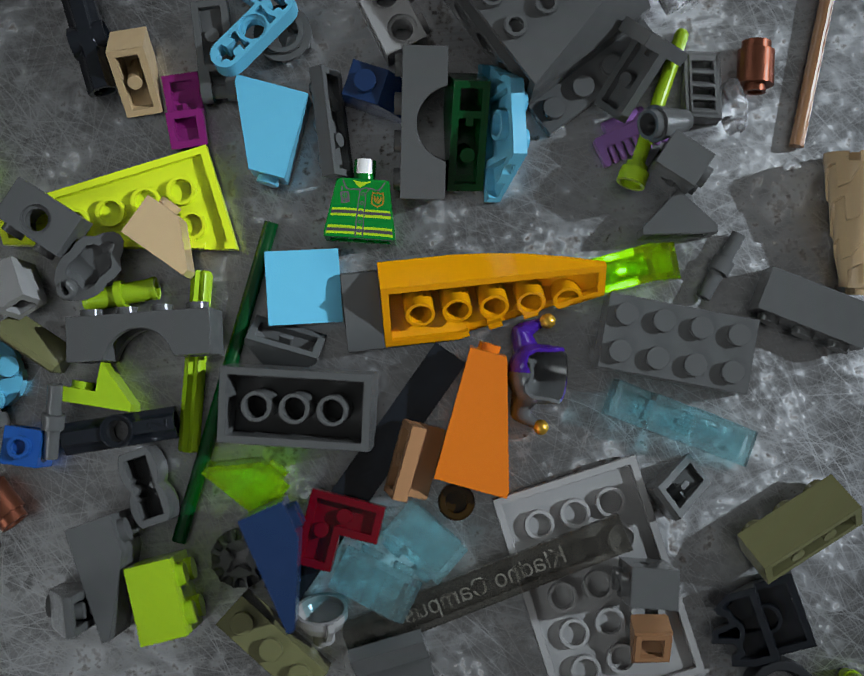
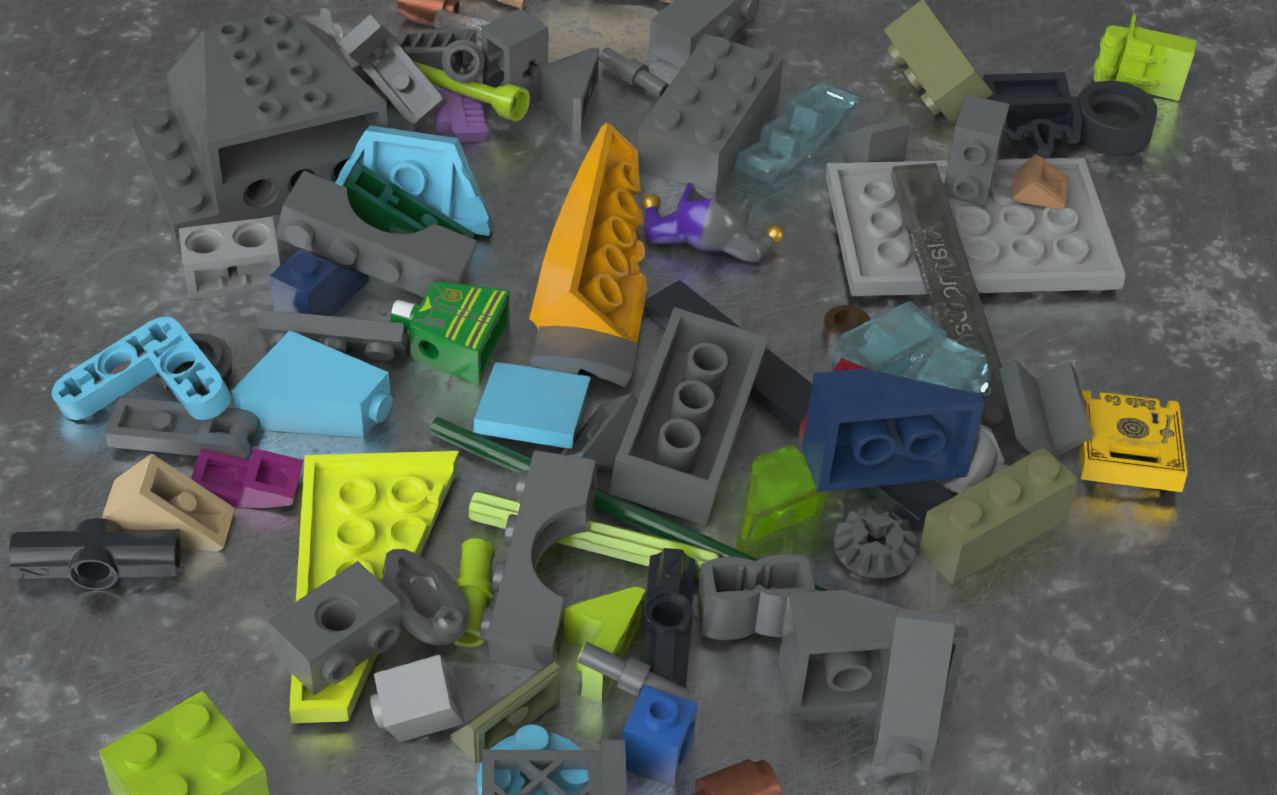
camera: 75 degrees left, 40 degrees down
(162, 233) = (417, 500): tan slope -> none
(164, 597) = (921, 577): lime brick -> none
(414, 461) = (791, 338): medium nougat panel -> none
(477, 431) = (756, 272): orange slope -> none
(640, 266) = (618, 106): clear neon green slope -> none

